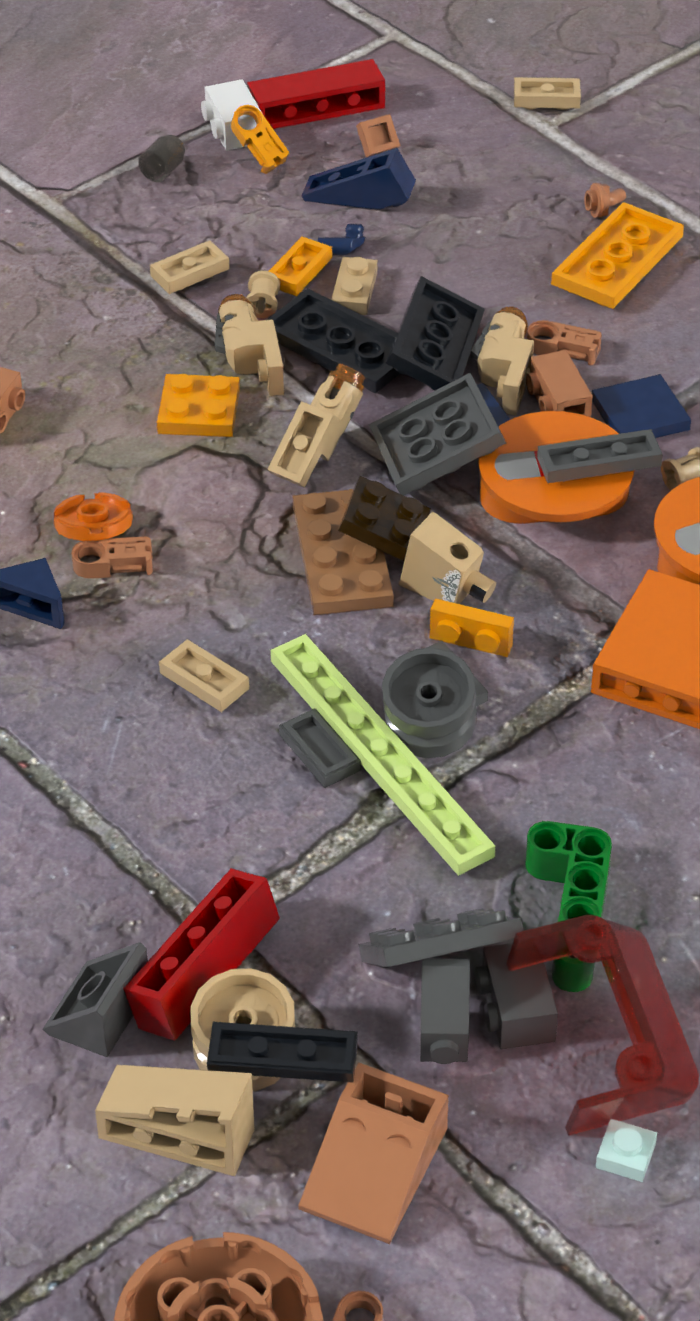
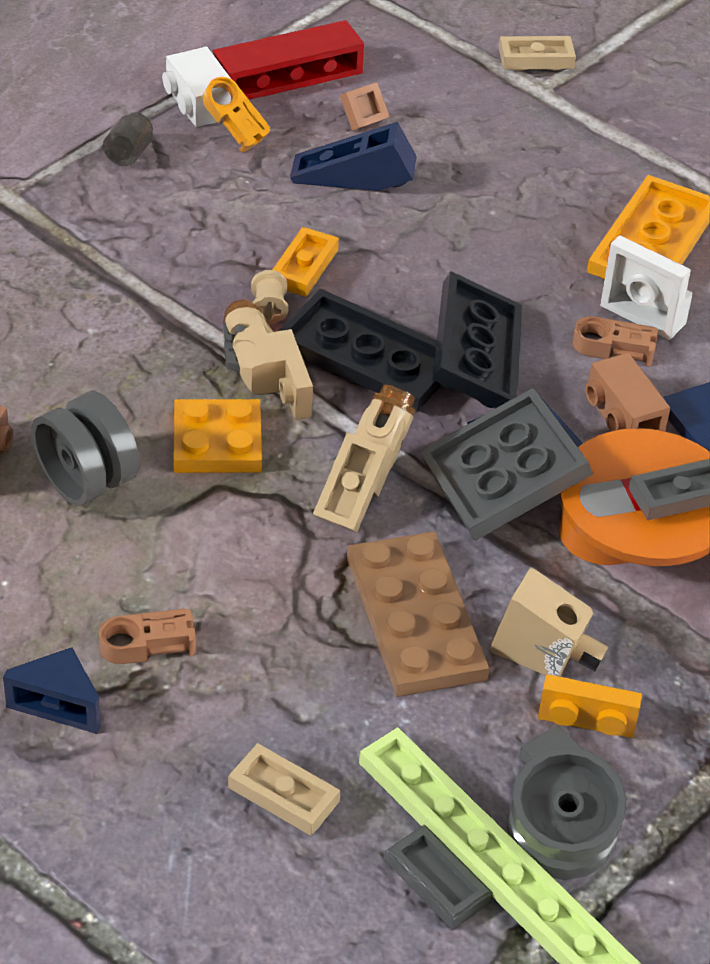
camera: 10 degrees left, 0 degrees up
(80, 406) = (85, 448): none -> dark grey wheel
(93, 518) = (117, 587): orange tile -> none
(189, 267) = (180, 267): tan plate -> none
(346, 244) = (352, 231): dark blue arm -> none
(355, 283) = (370, 279): tan plate -> none
(382, 517) = (463, 572): dark brown plate -> none
(505, 356) = (556, 361): tan plate -> none
(594, 296) = (646, 287): none -> white plate
(599, 199) = (620, 171): nougat plate -> none

